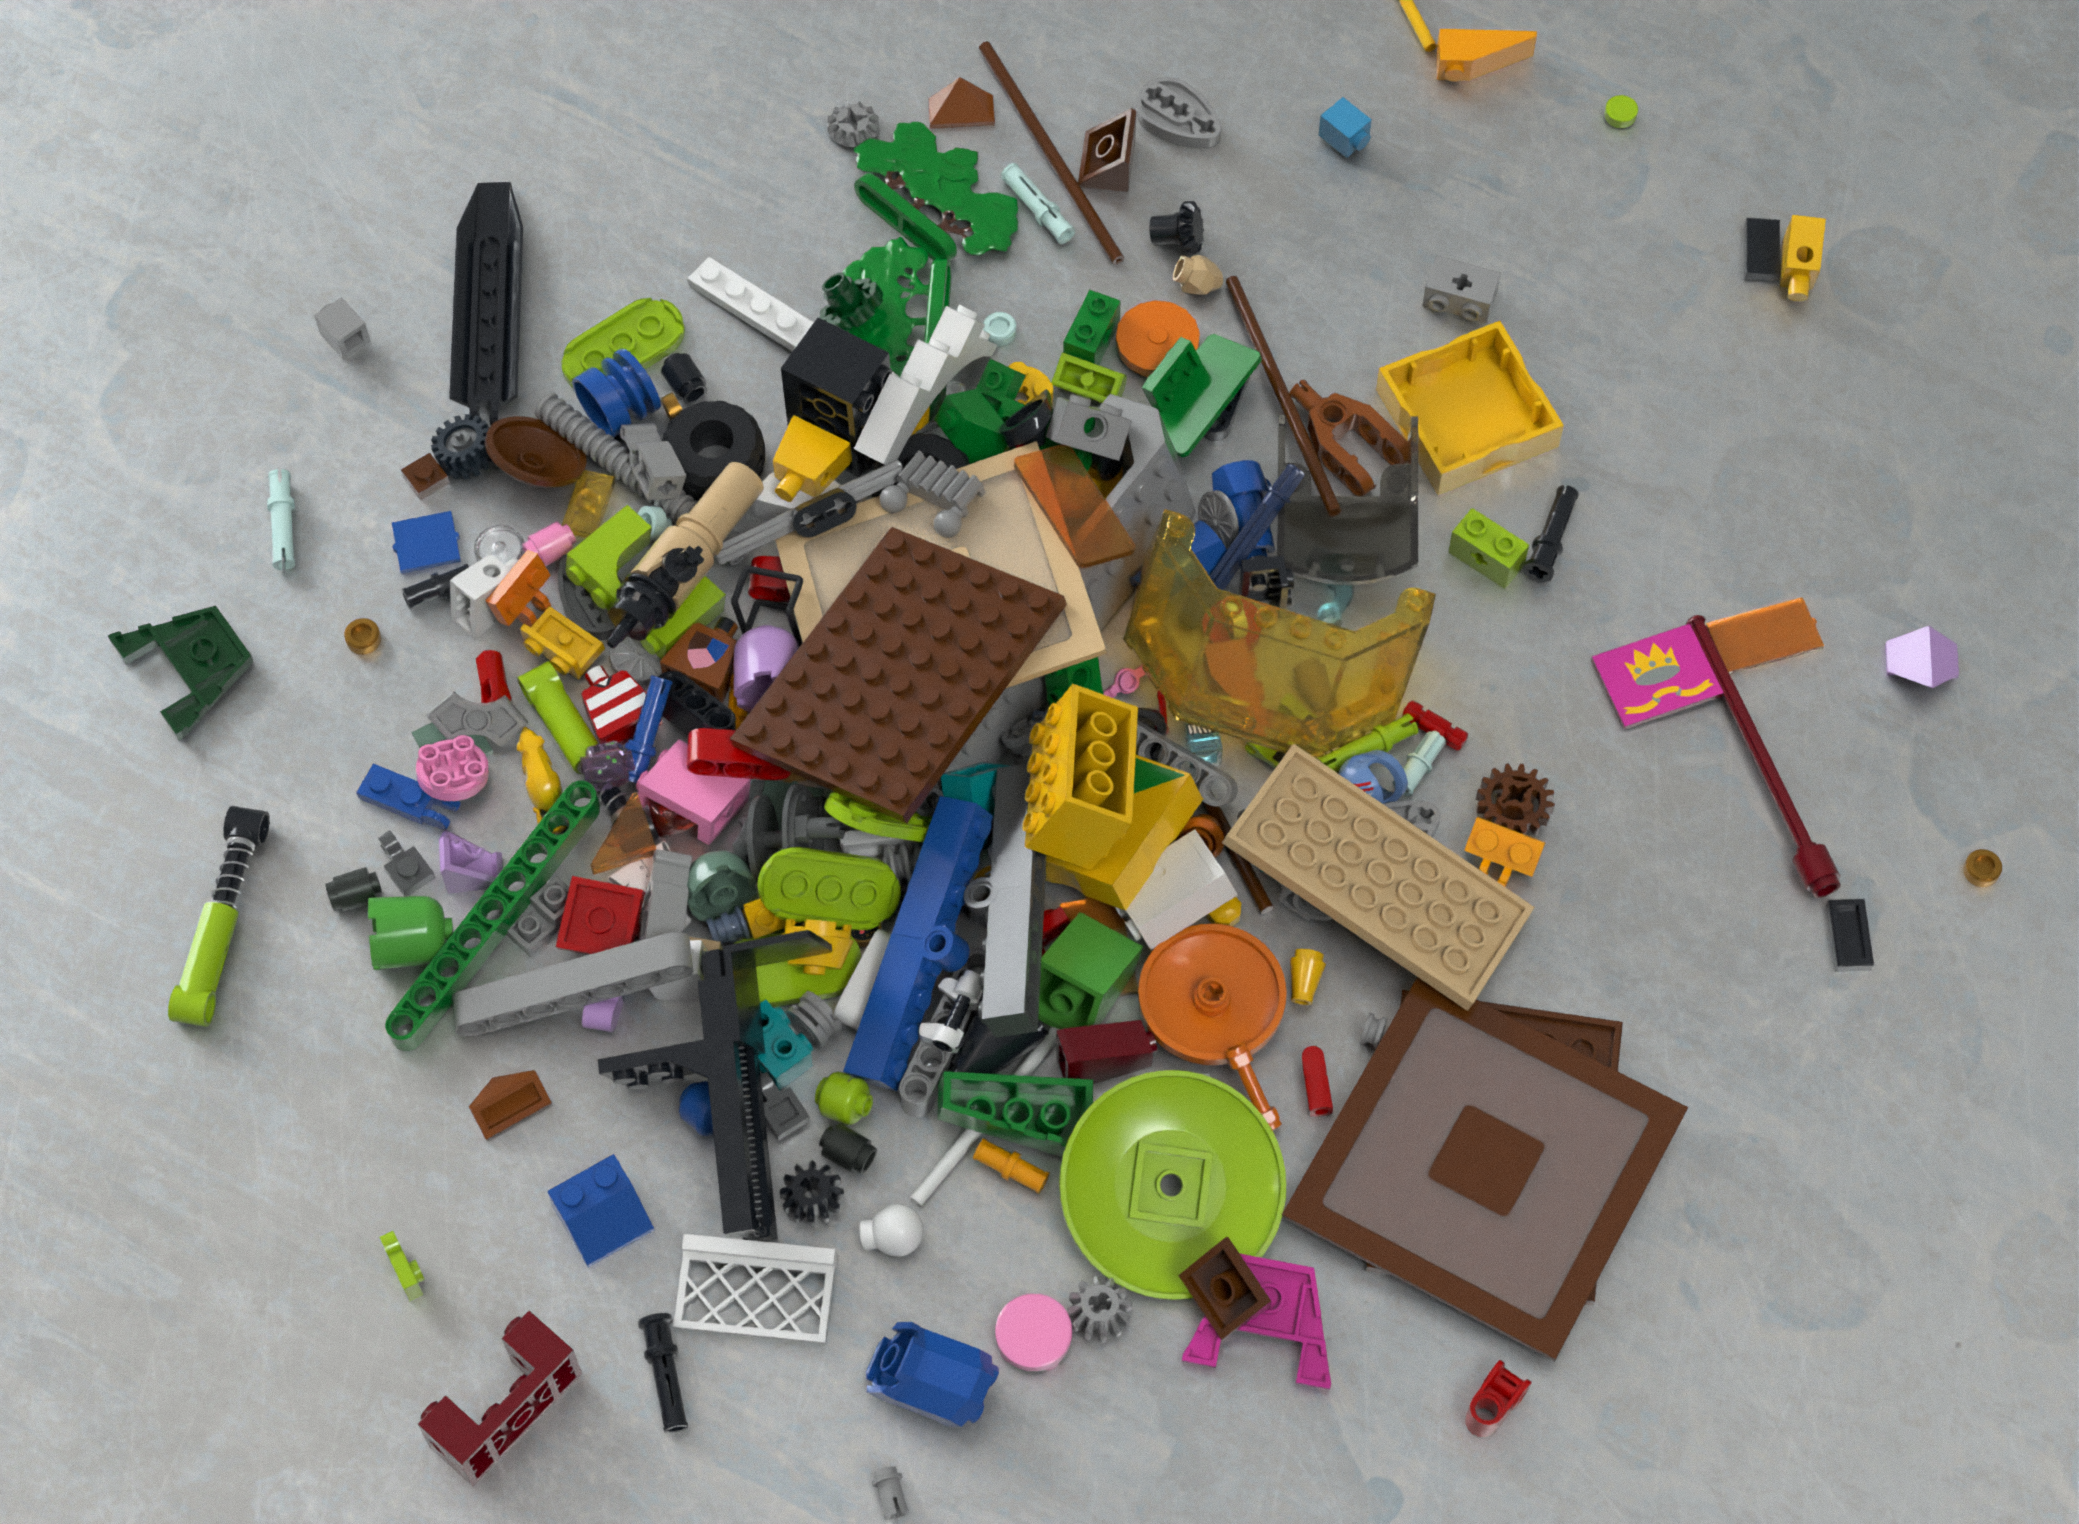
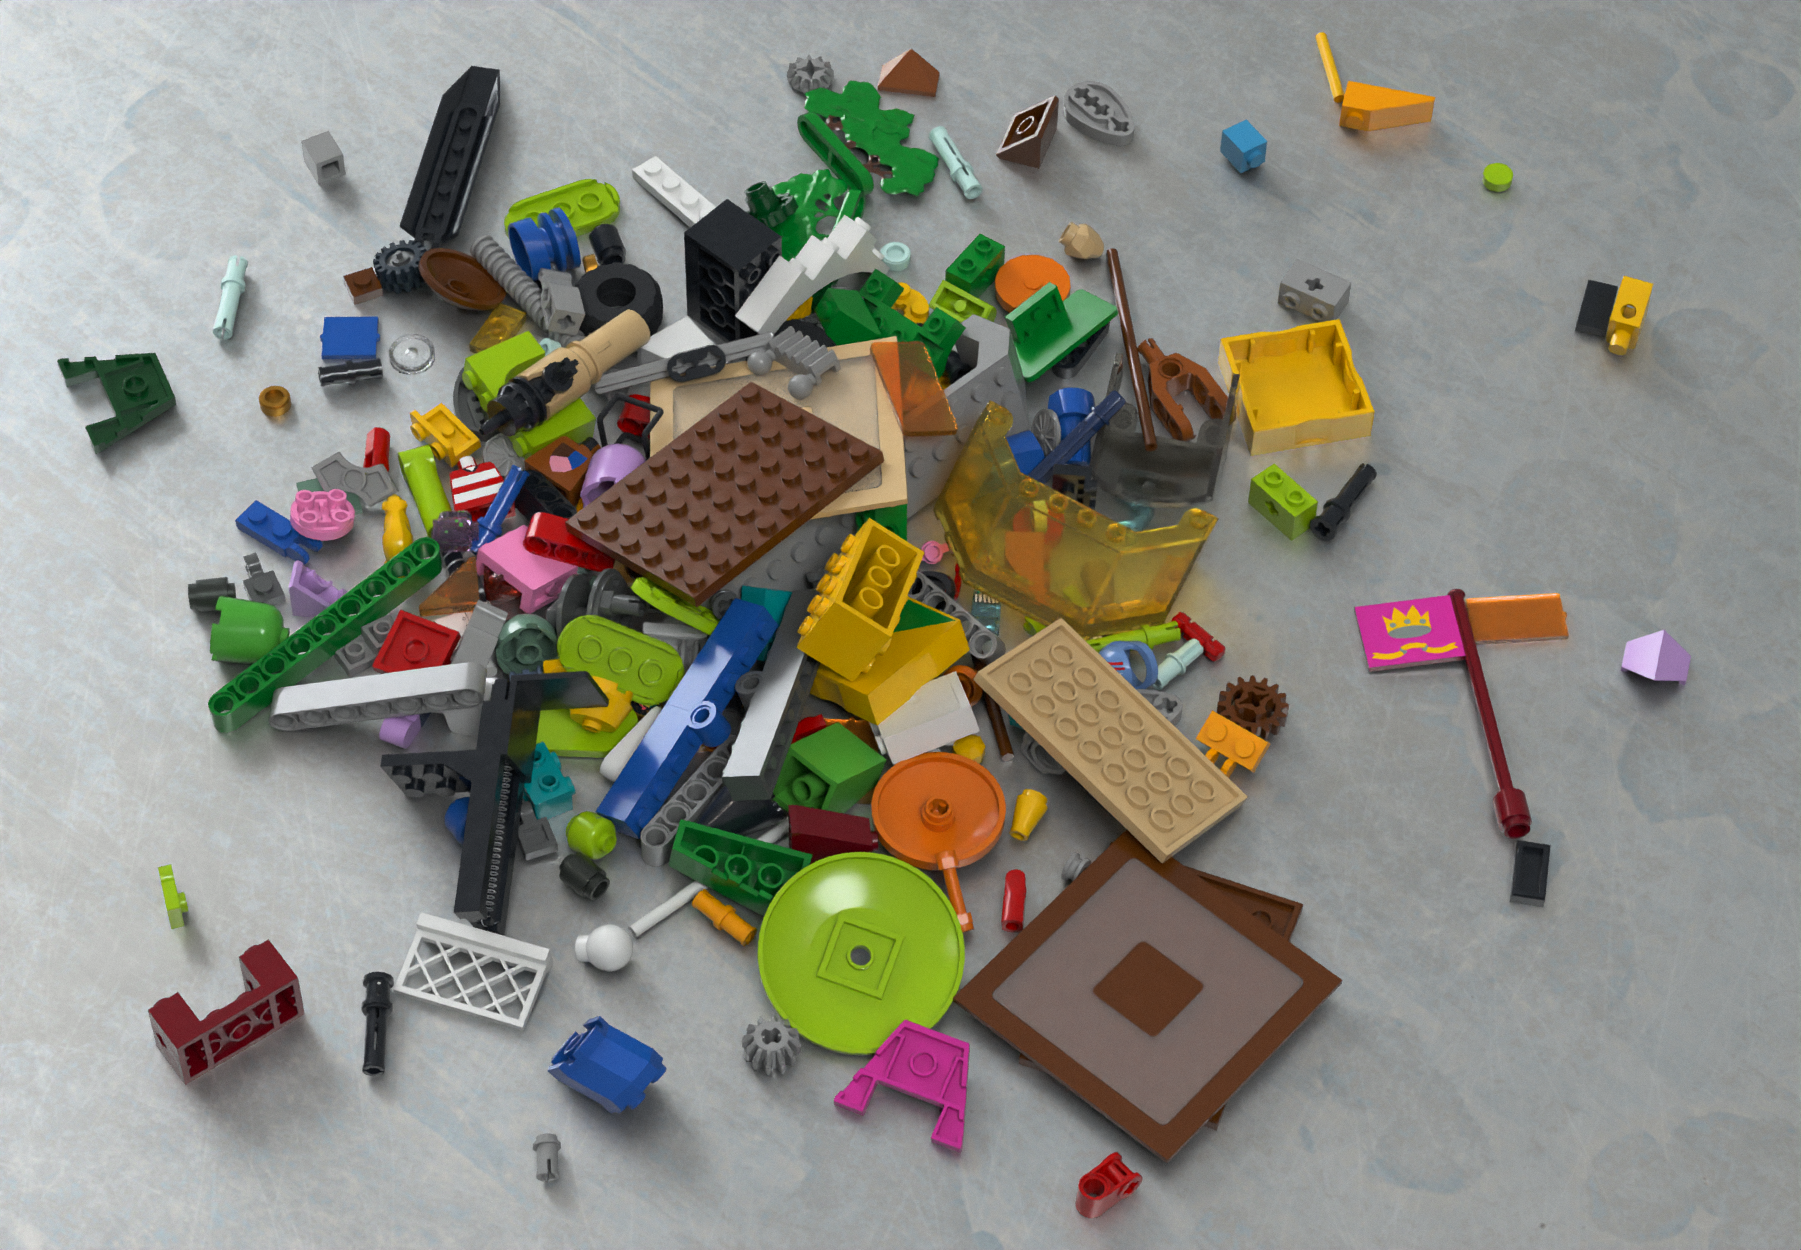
camera: 10 degrees right, 10 degrees down
(195, 996) = (53, 653): lime piece -> none
(472, 589) = (387, 382): white torso -> none
(508, 1101) = (299, 786): dark orange slope -> none
(520, 588) = (417, 381): orange hinge -> none
(551, 542) = (451, 355): bright pink brick -> none
(600, 1210) = (354, 884): blue slope -> none
(808, 459) = (696, 321): yellow torso -> none
(810, 1180) = (542, 906): black gear -> none
(813, 1019) = (581, 767): light grey wheel -> none
(967, 995) = (693, 796): white piece -> none
(1029, 422) = (894, 322): black piece -> none
(1033, 1332) = (708, 1054): bright pink tile -> none
(1051, 153) = (979, 126): reddish brown piece -> none
(1105, 439) = (925, 329): light grey brick -> none
(1179, 228) = (1074, 201): black gear -> none
(1225, 1288) = (885, 1043): reddish brown slope -> none
(1982, 868) = (1666, 841): pearl gold tile -> none

